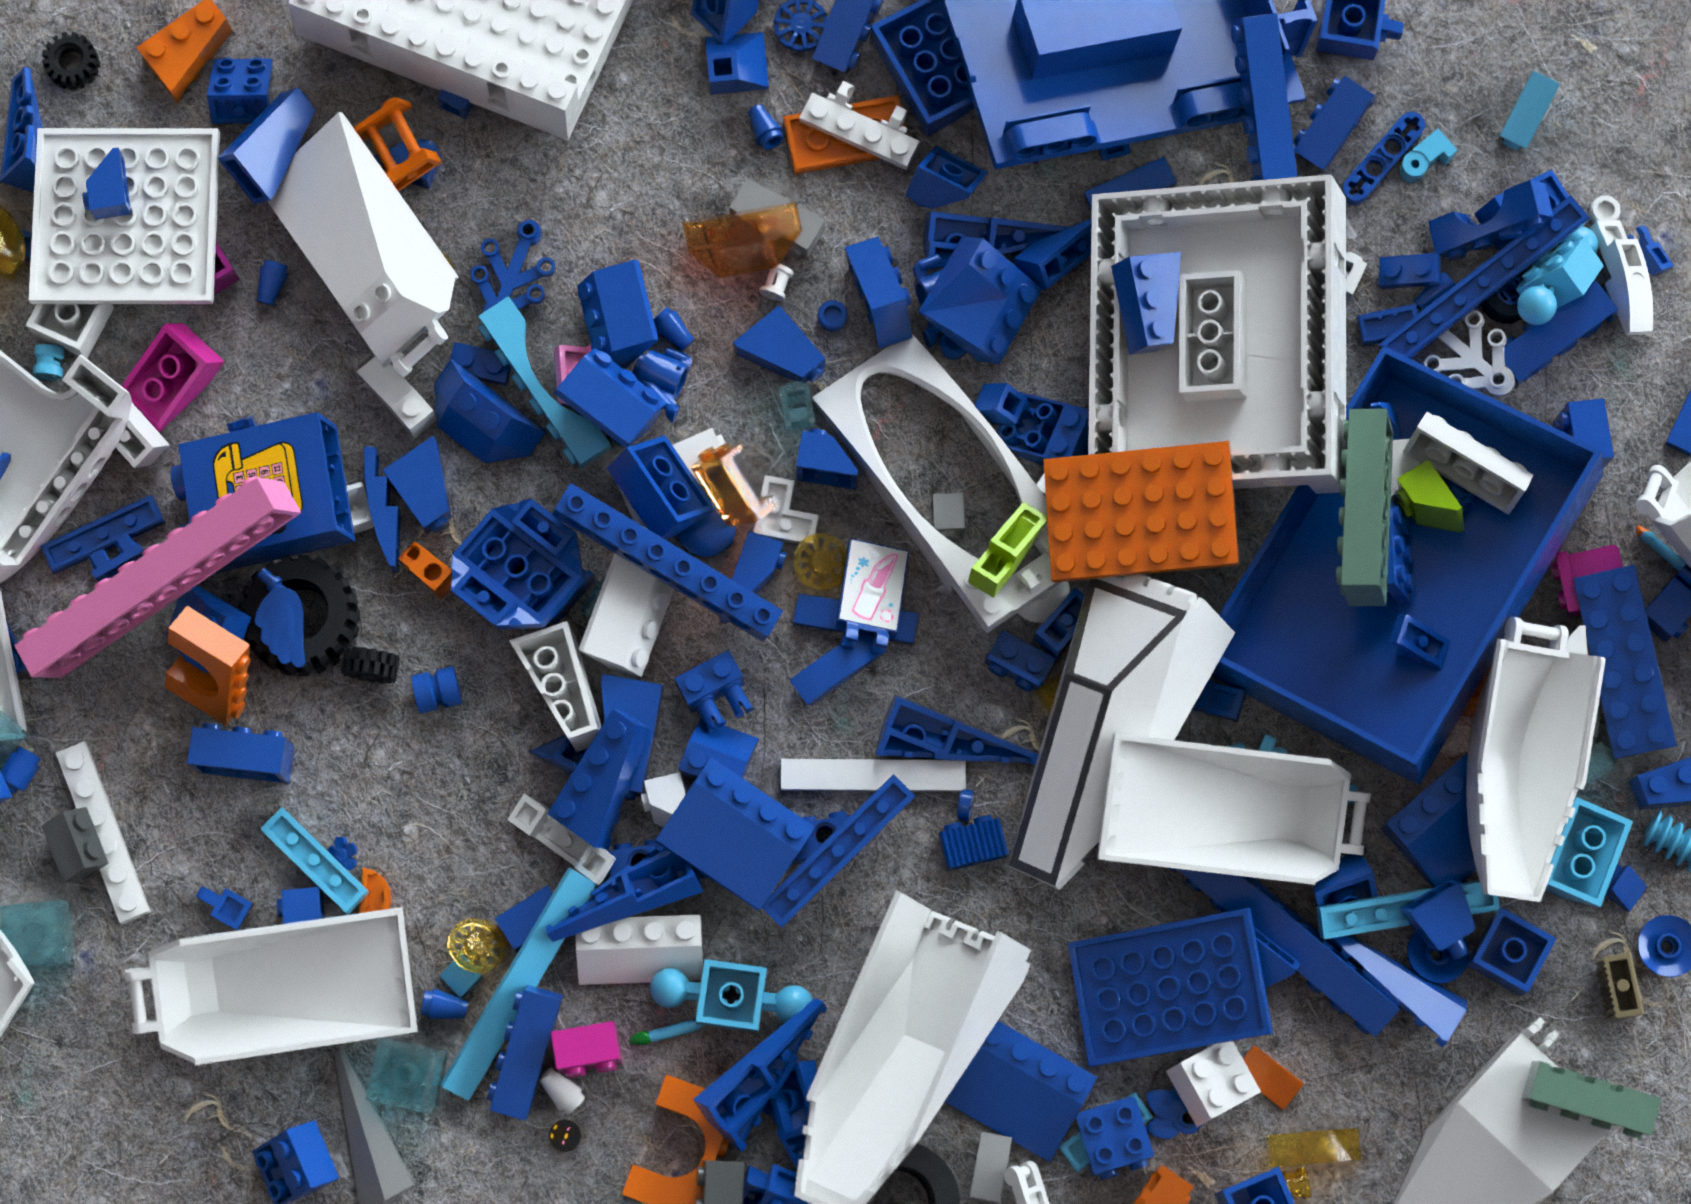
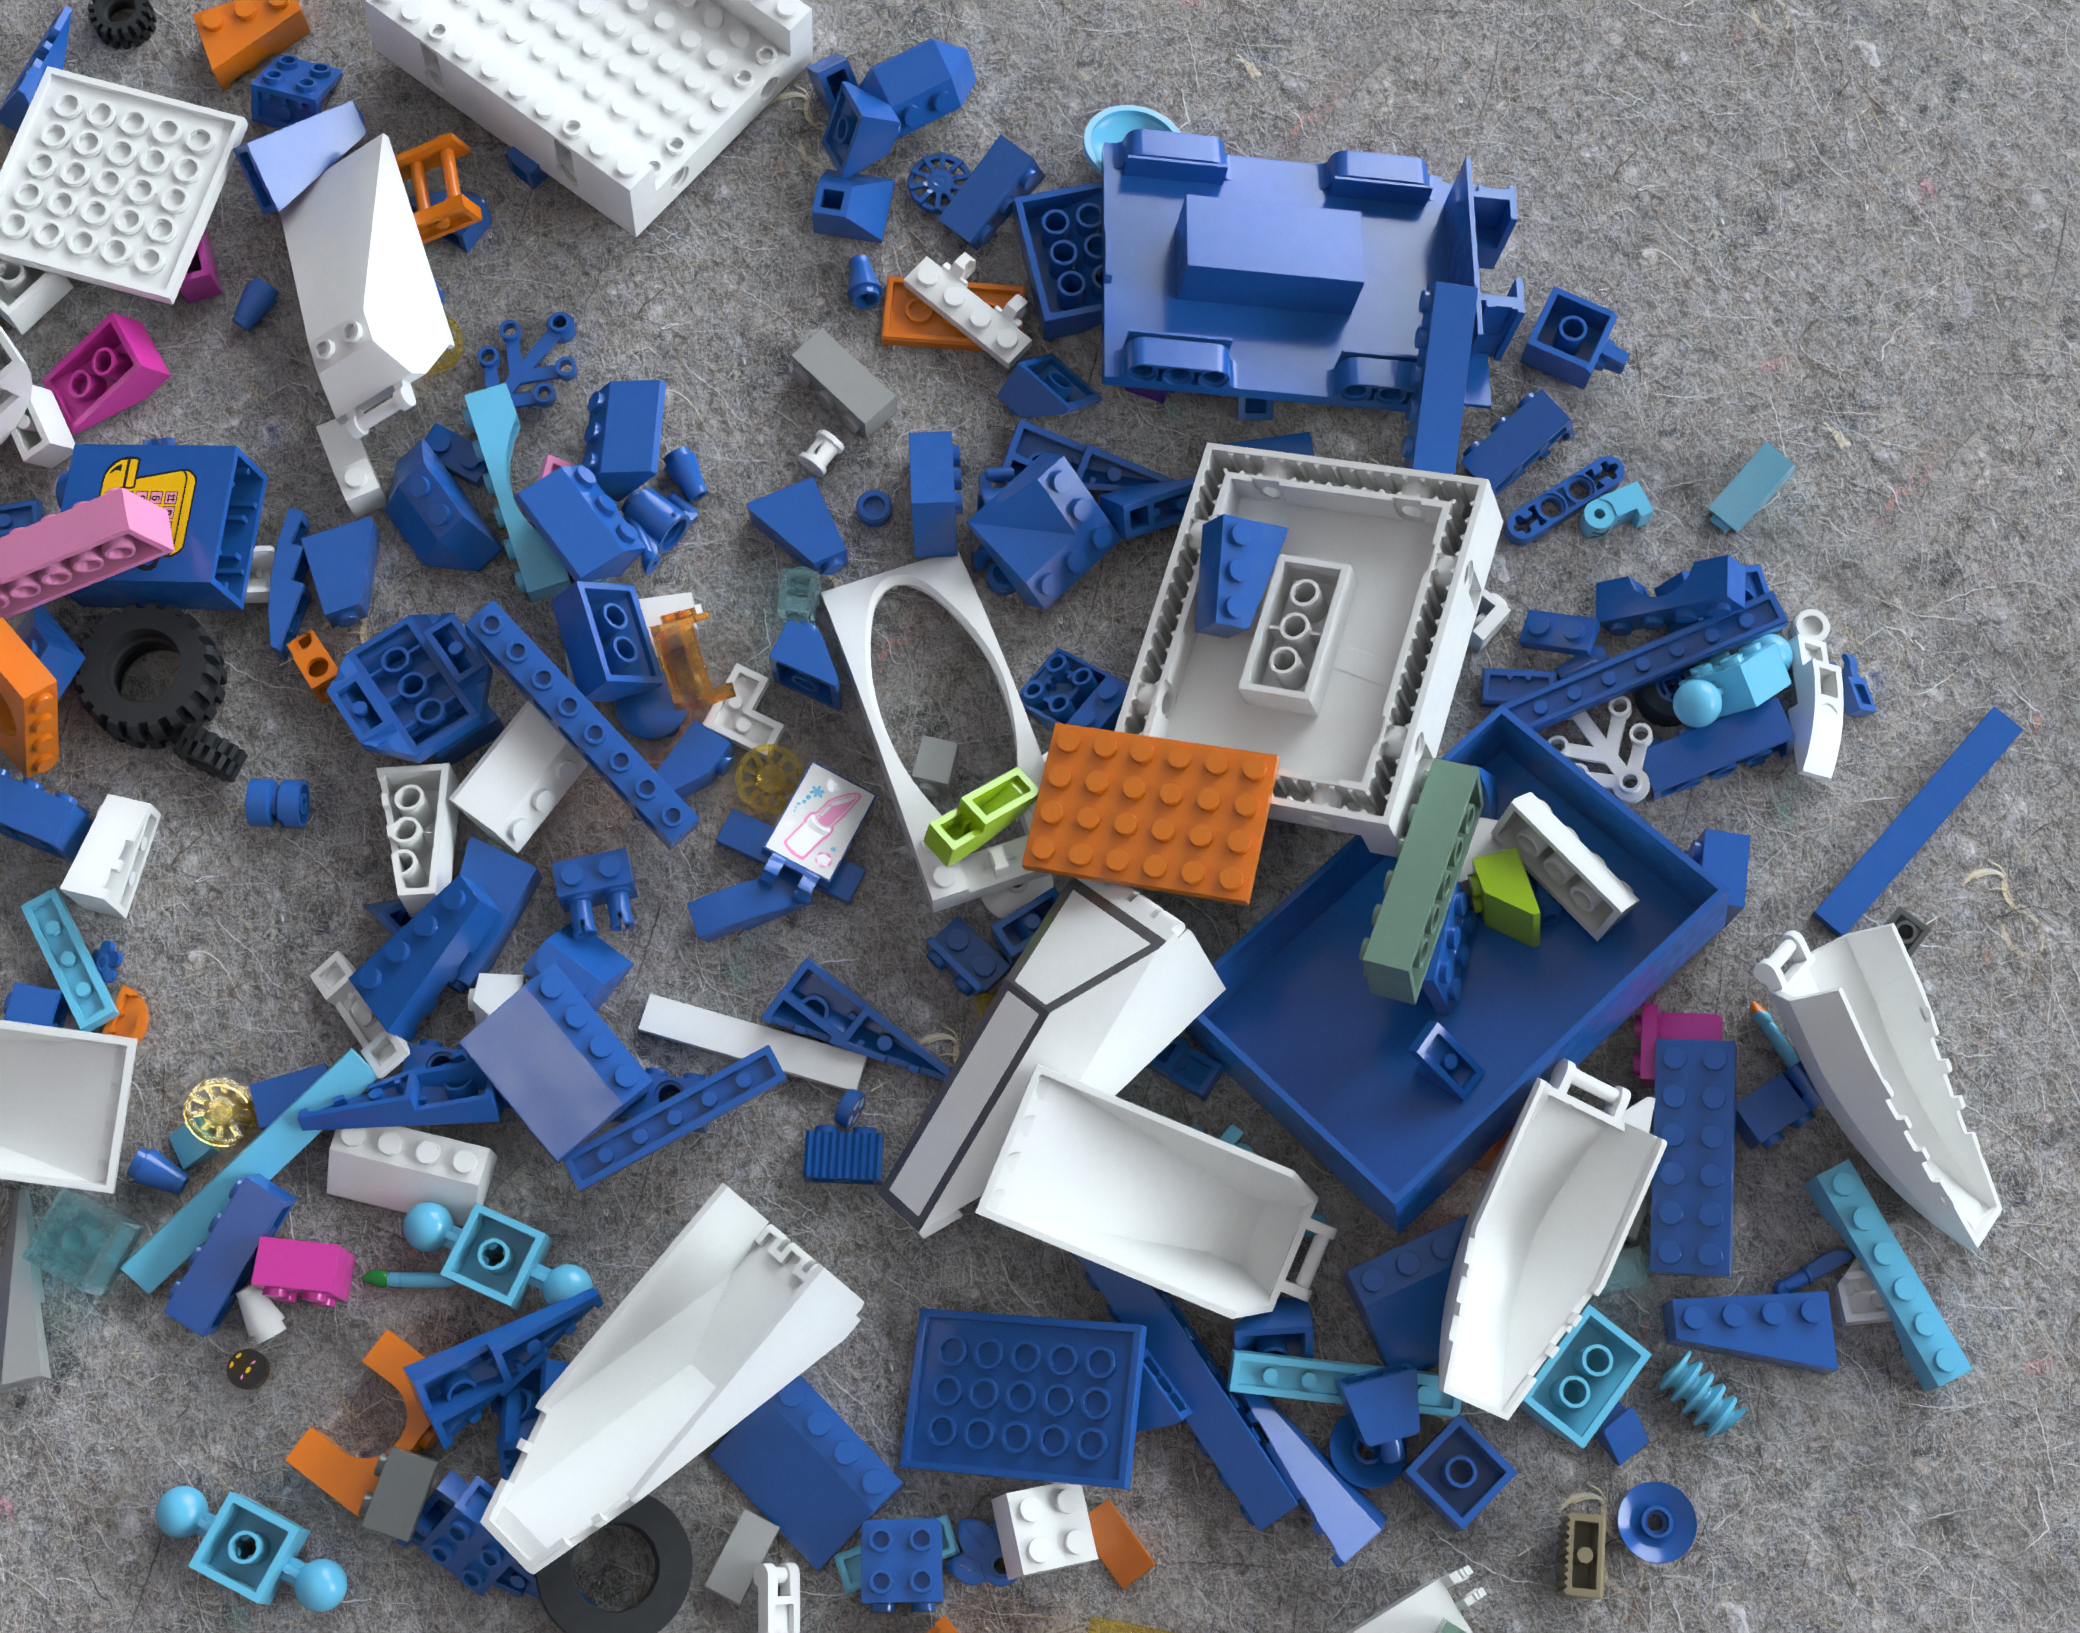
camera: 15 degrees right, 5 degrees down
(108, 188) = (97, 145): blue slope -> none
(281, 621) = (119, 671): blue animal -> none
(320, 768) = (112, 856): none -> white wedge
(744, 239) = (798, 393): clear orange wedge -> none
(1000, 403) = (1033, 654): blue brick -> none

